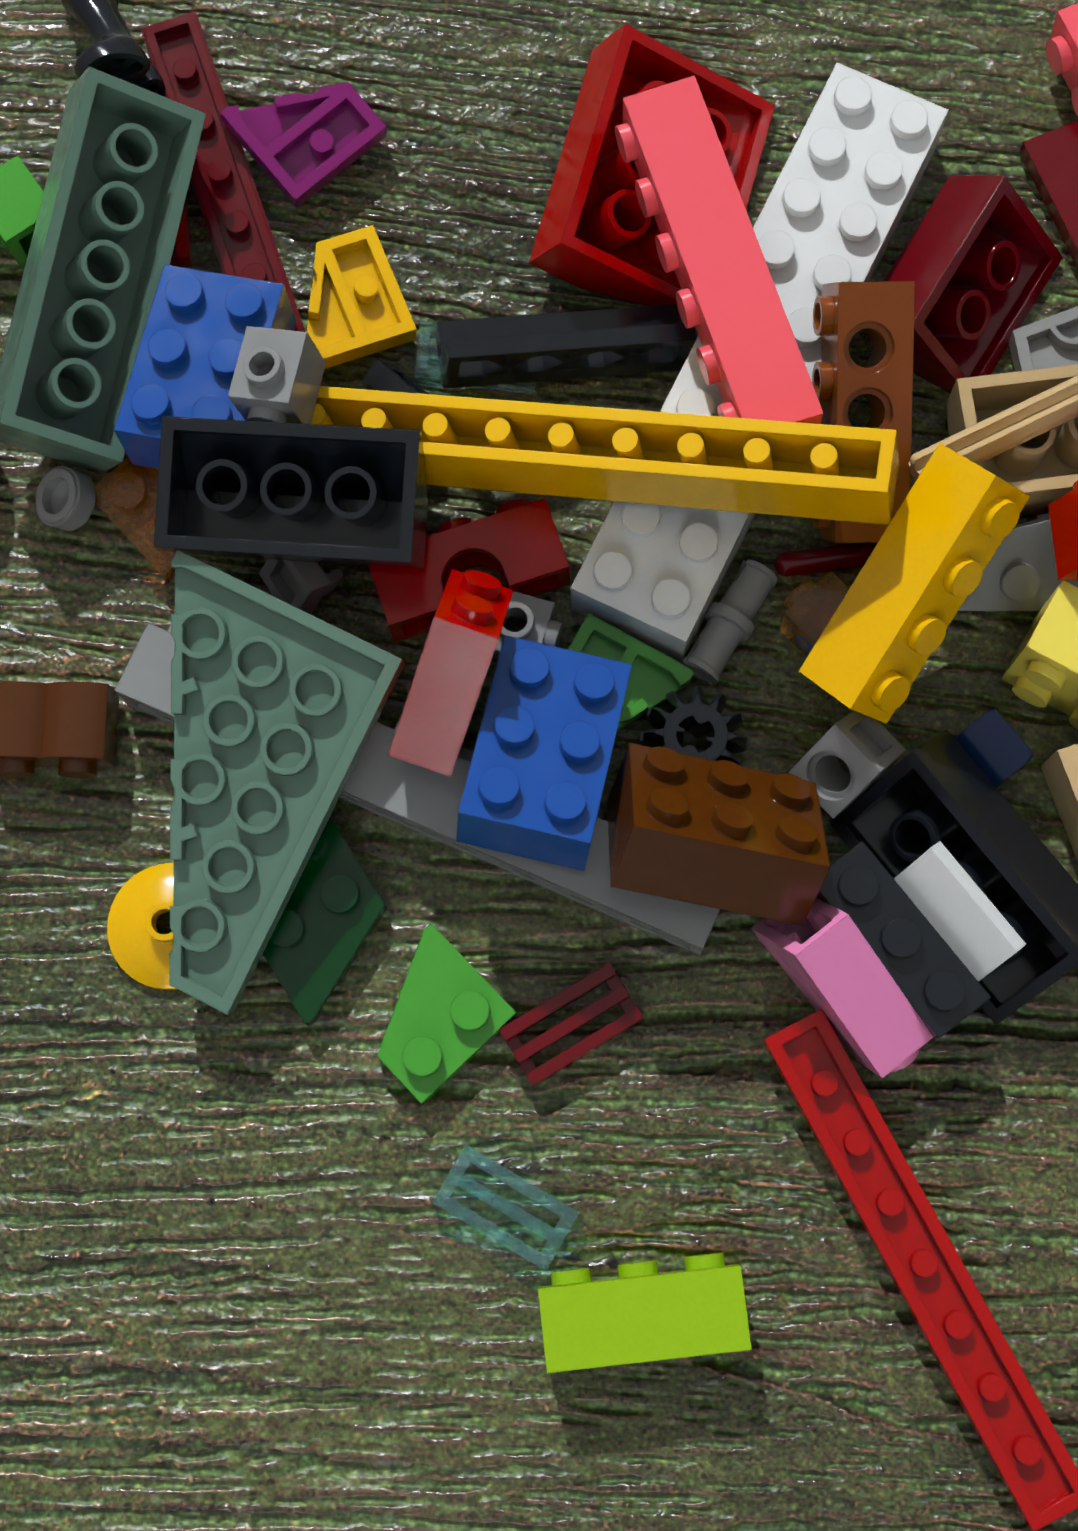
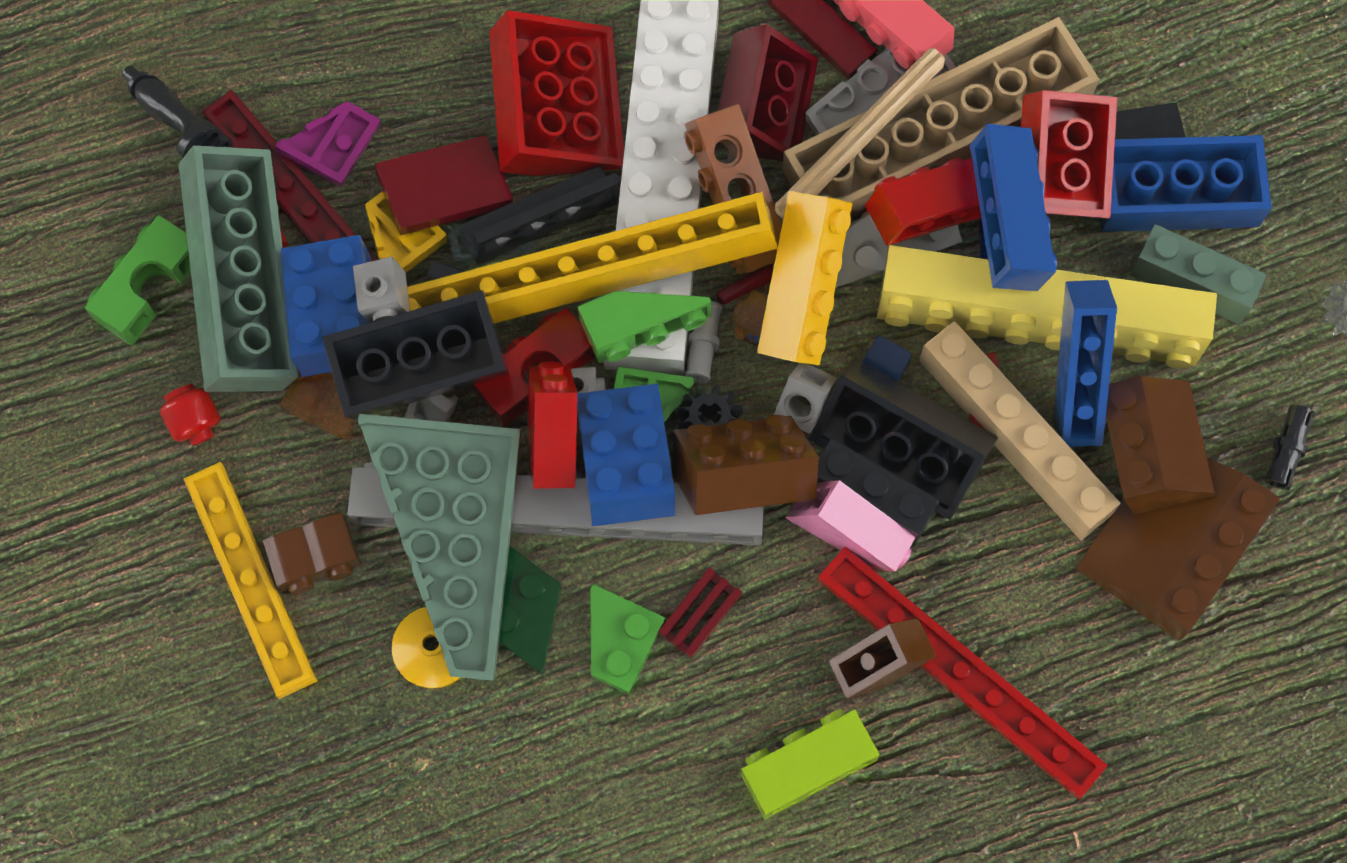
camera: 25 degrees left, 5 degrees down
(65, 498) = (267, 413): light grey tile -> none
(439, 253) = (443, 184): none -> dark red tile
(554, 1235) = (702, 751): clear light blue tile -> none
(627, 553) = (632, 319): none -> bright green slope
(714, 256) = (614, 129): coral brick -> none
(812, 1205) = (882, 658): none -> reddish brown brick
(959, 911) = (903, 458): white tile -> none

